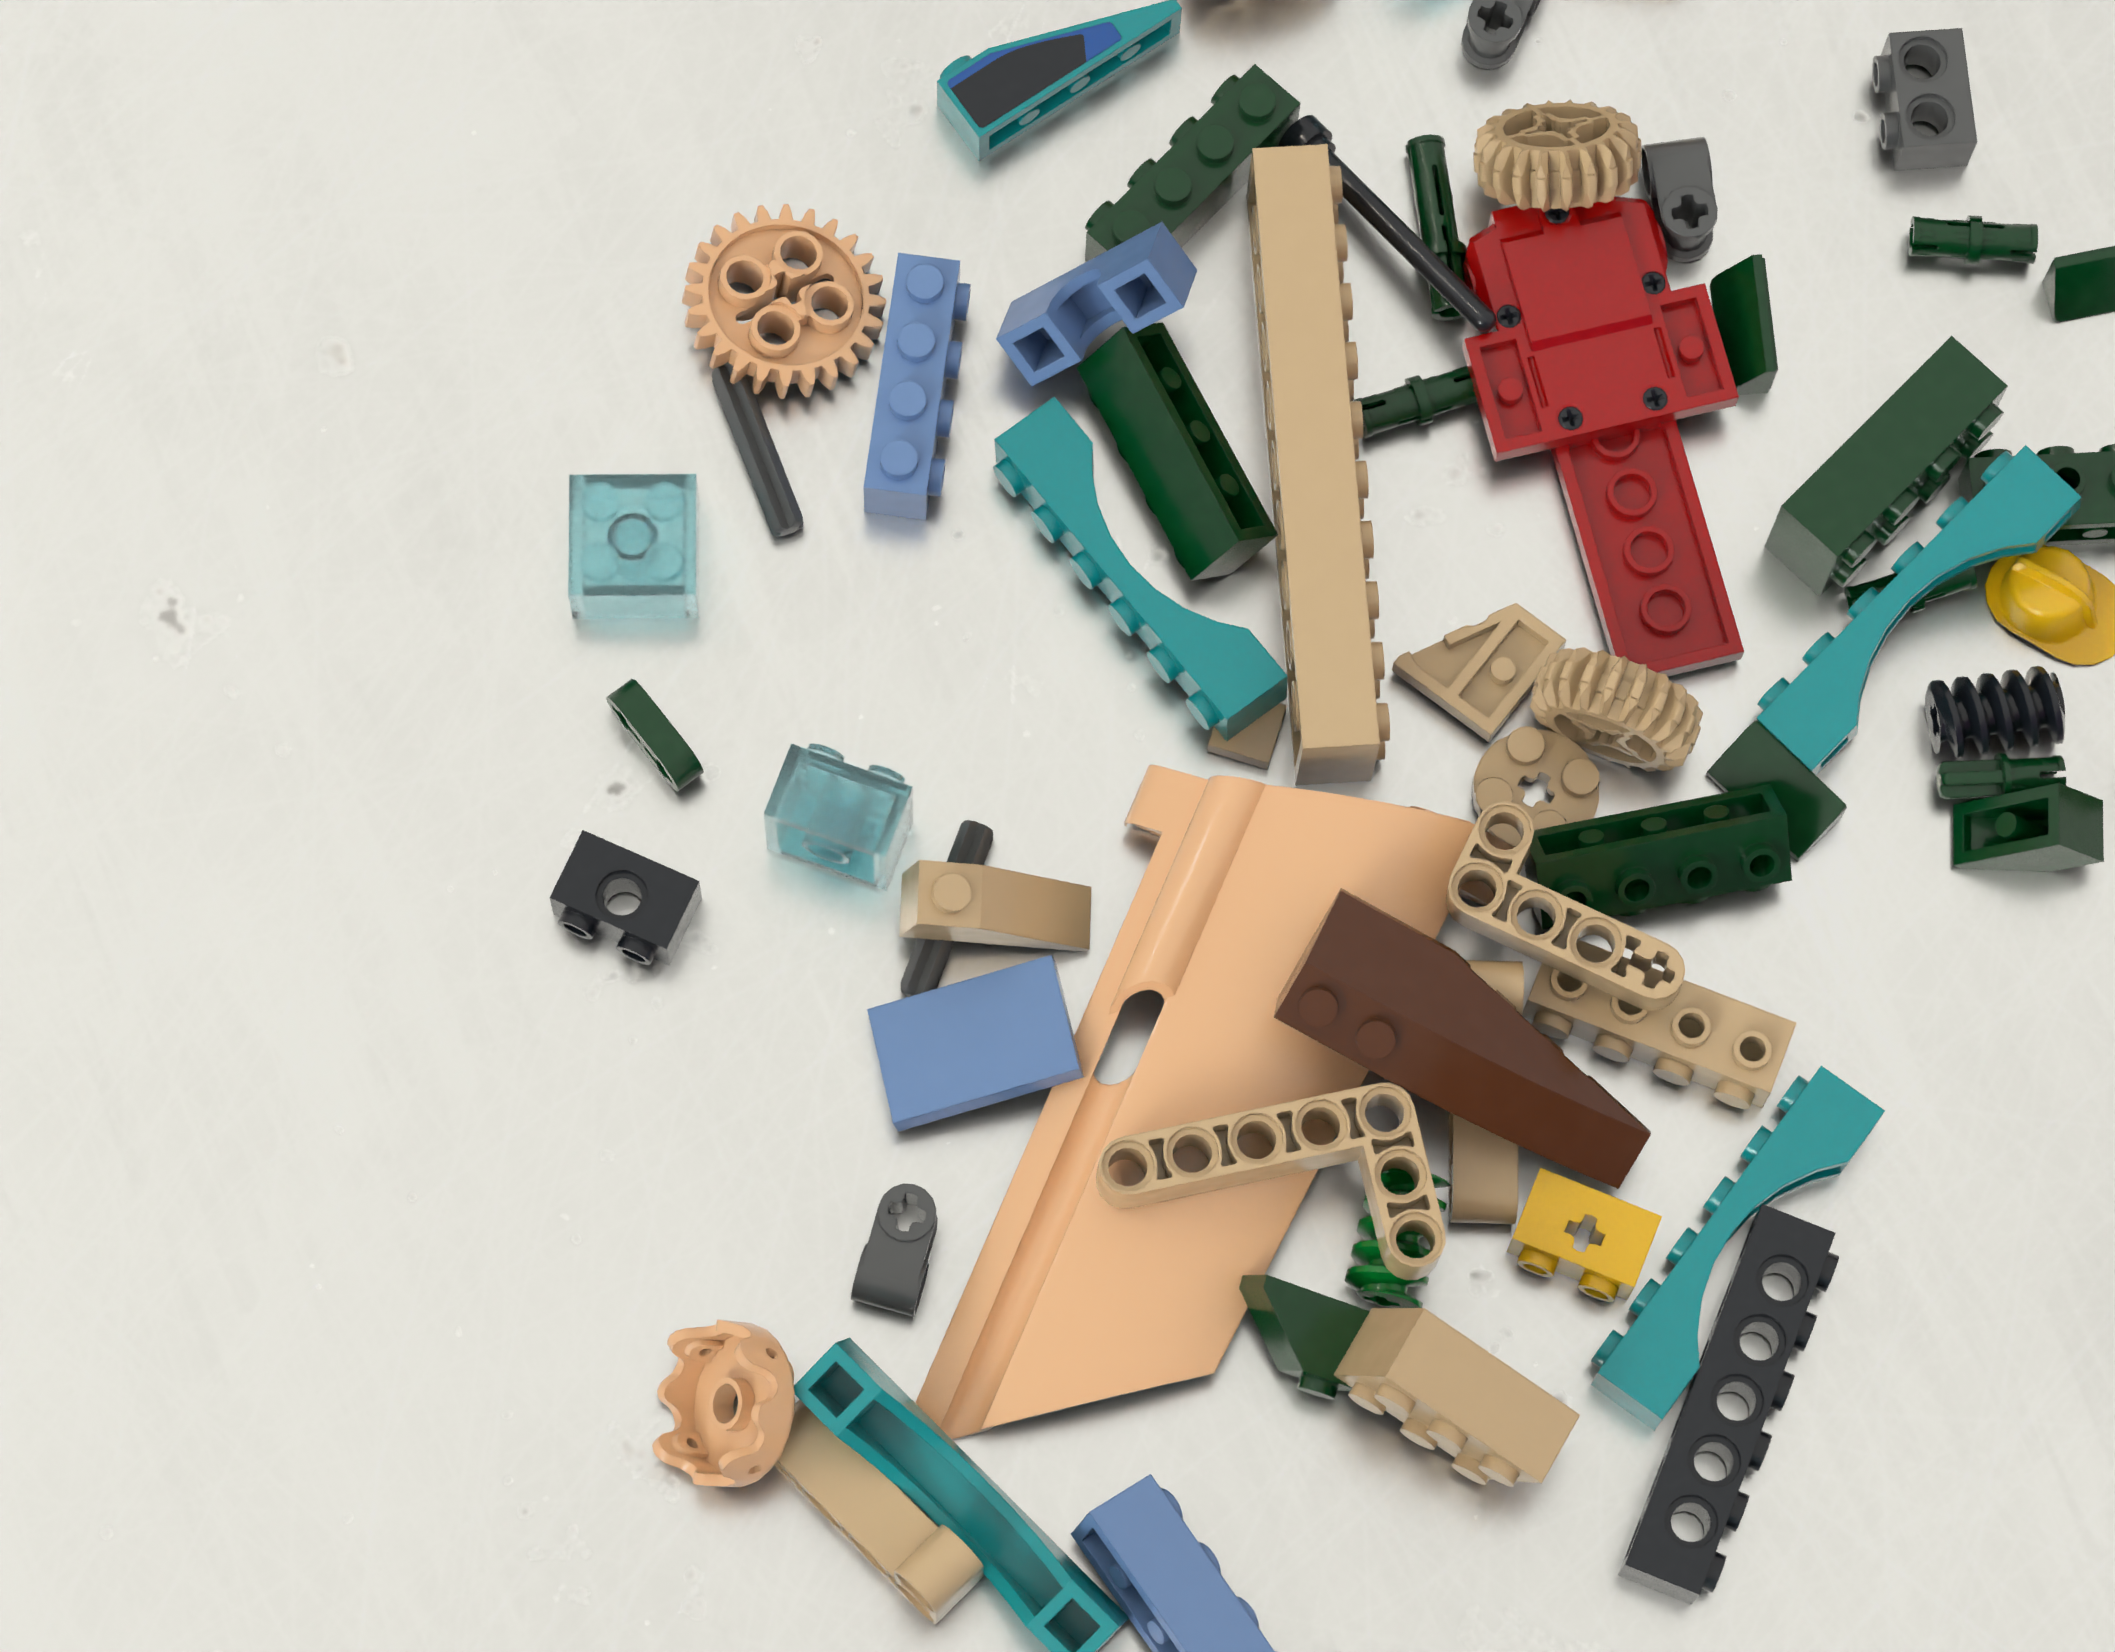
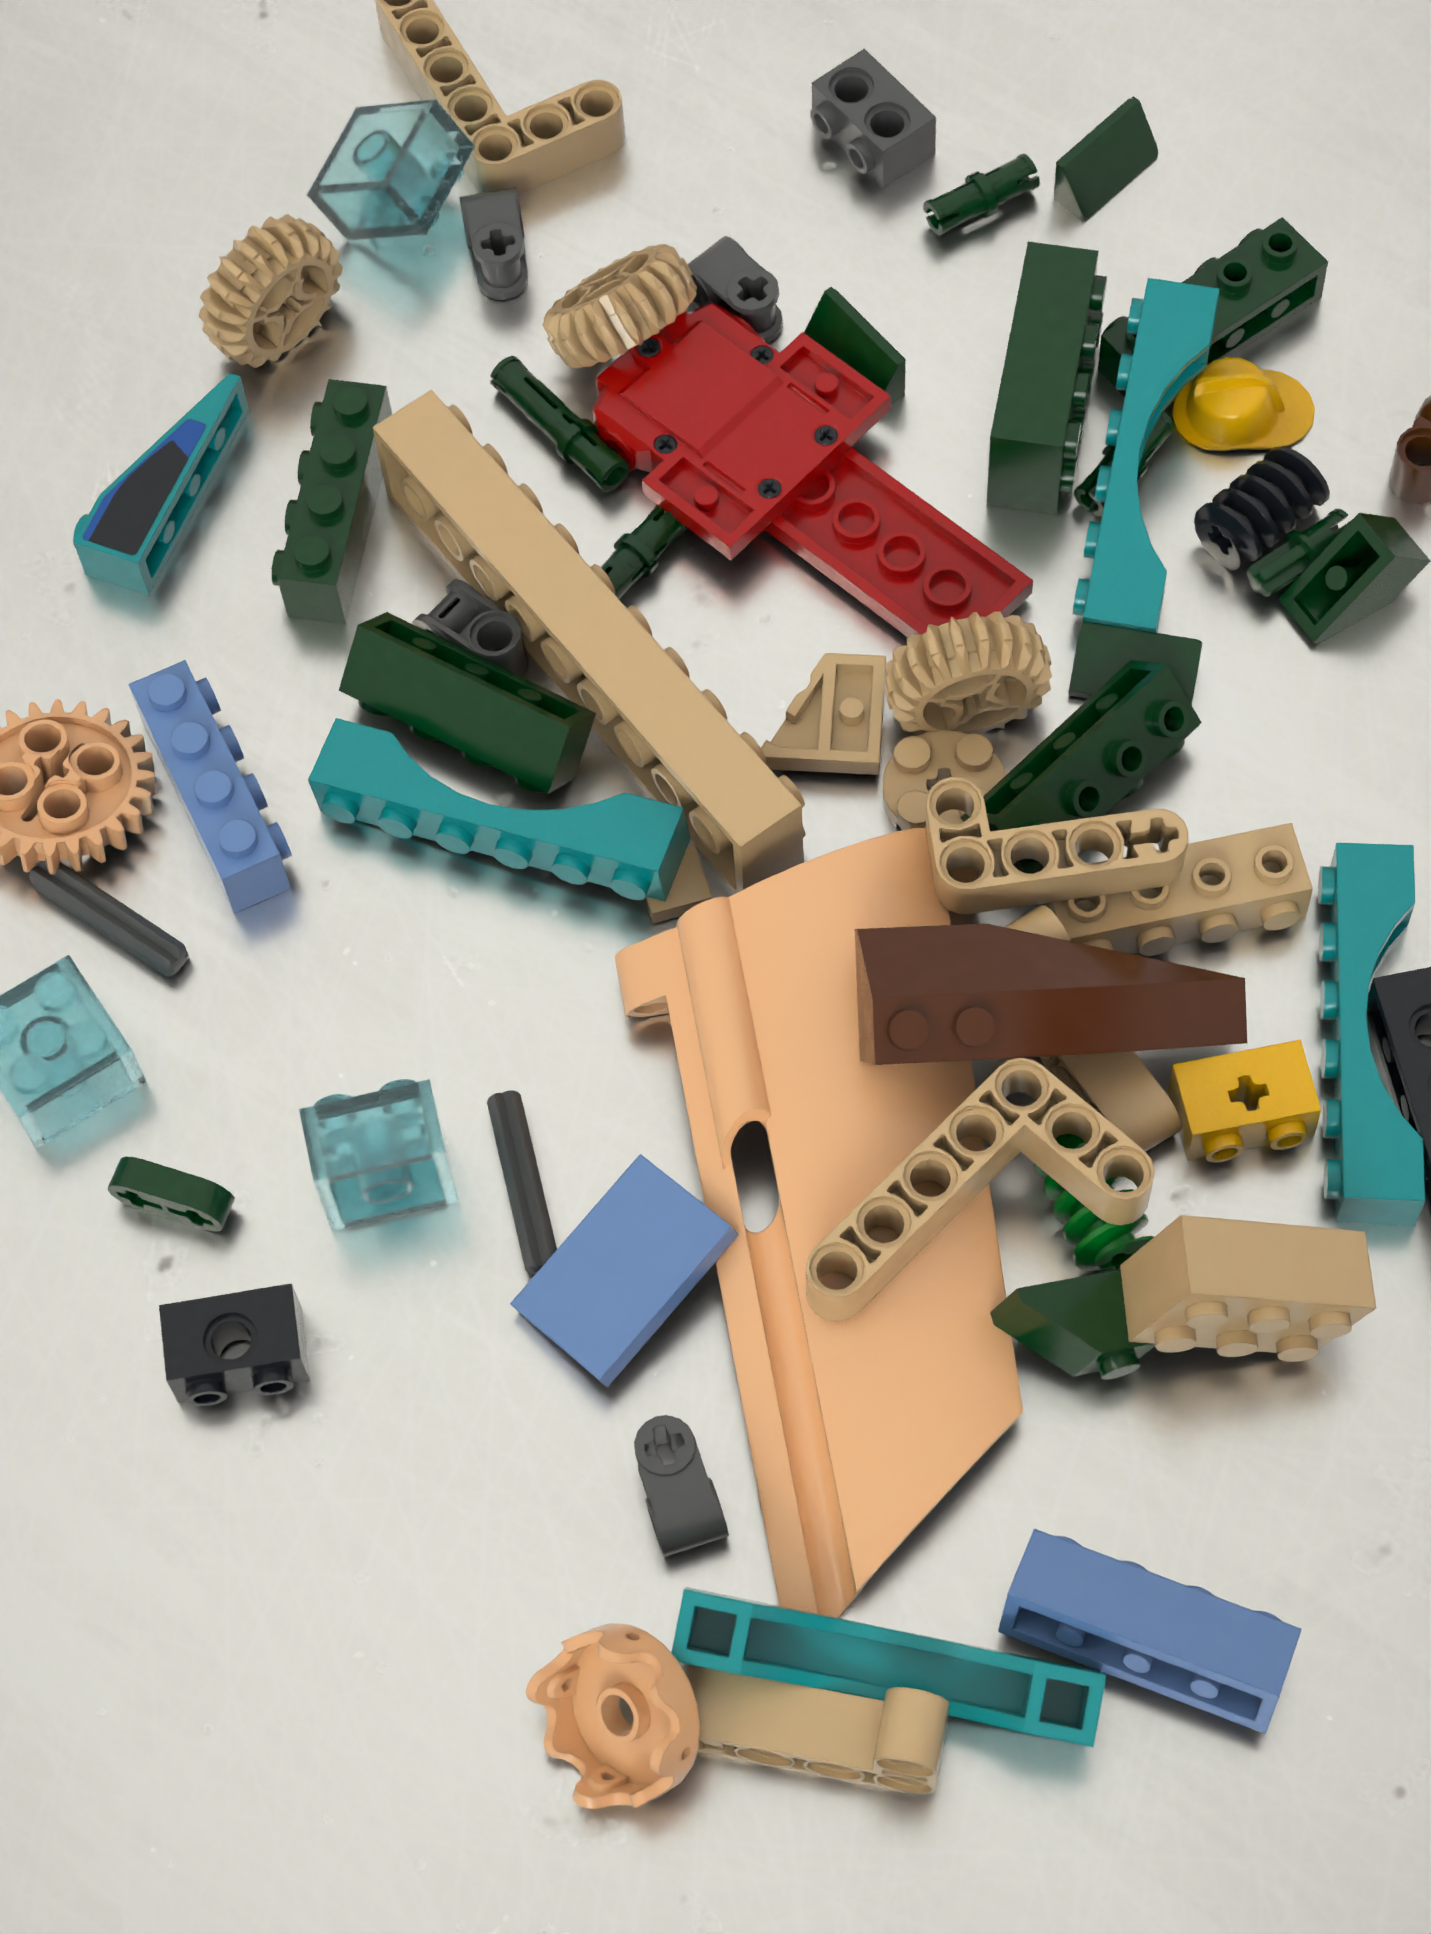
camera: 25 degrees left, 10 degrees down
(993, 907) = (559, 1148): tan slope -> none
(1128, 283) = (304, 649): medium blue arch -> none
(1230, 380) = (477, 626): none -> dark grey piece
(1311, 131) = (558, 442): black piece -> none

